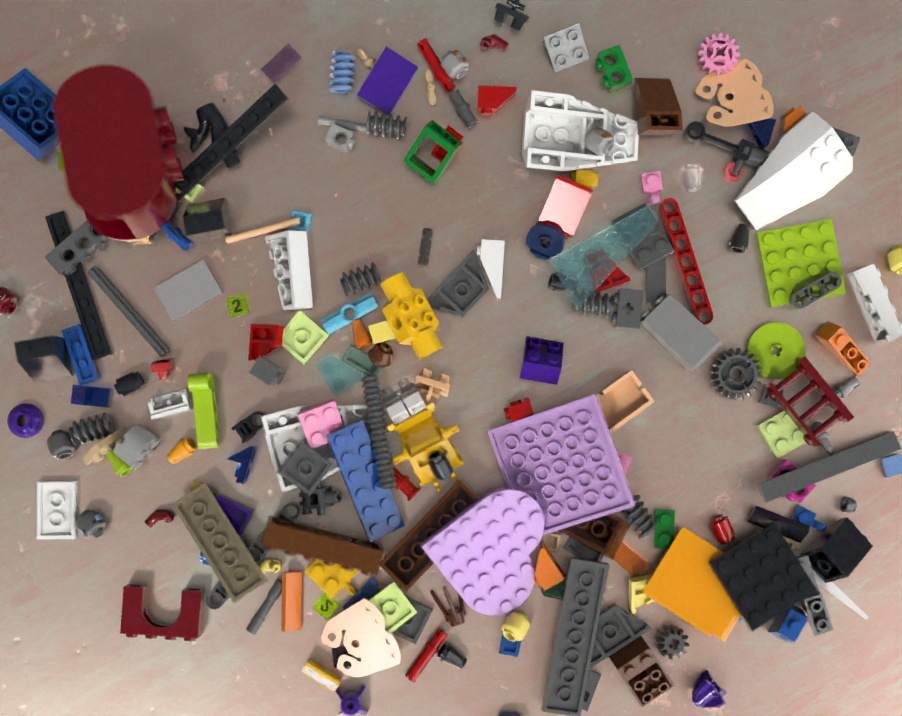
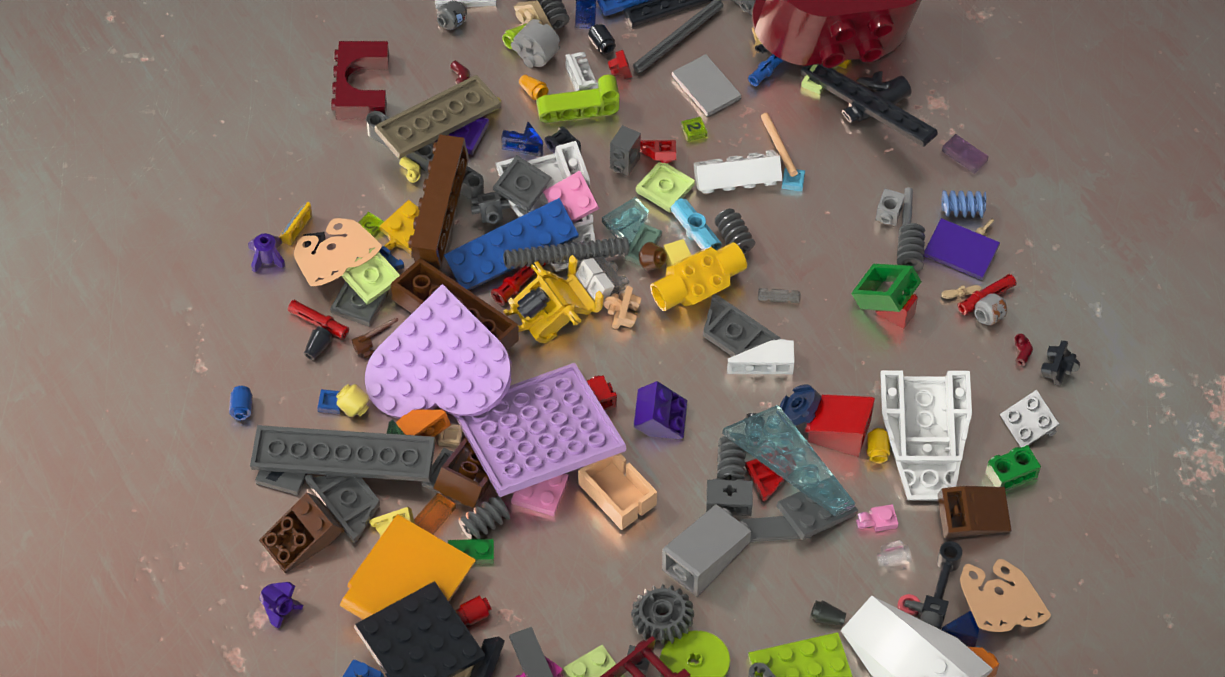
camera: 90 degrees right, 30 degrees down
(207, 220) = (781, 90): black slope -> none
(259, 617) = (357, 166): dark grey piece -> none
(291, 601) = (375, 191): orange tile -> none
(360, 334) = (670, 236): orange cone -> none
(463, 108) = (941, 322): dark grey pin -> none
(493, 98) = (957, 348): red slope -> none
(599, 141) = (922, 447): light grey head -> none
(679, 642) = (344, 559): dark grey gear -> none
(687, 252) = (784, 562): red beam -> none
(723, 60) = (1049, 578): bright pink gear -> none

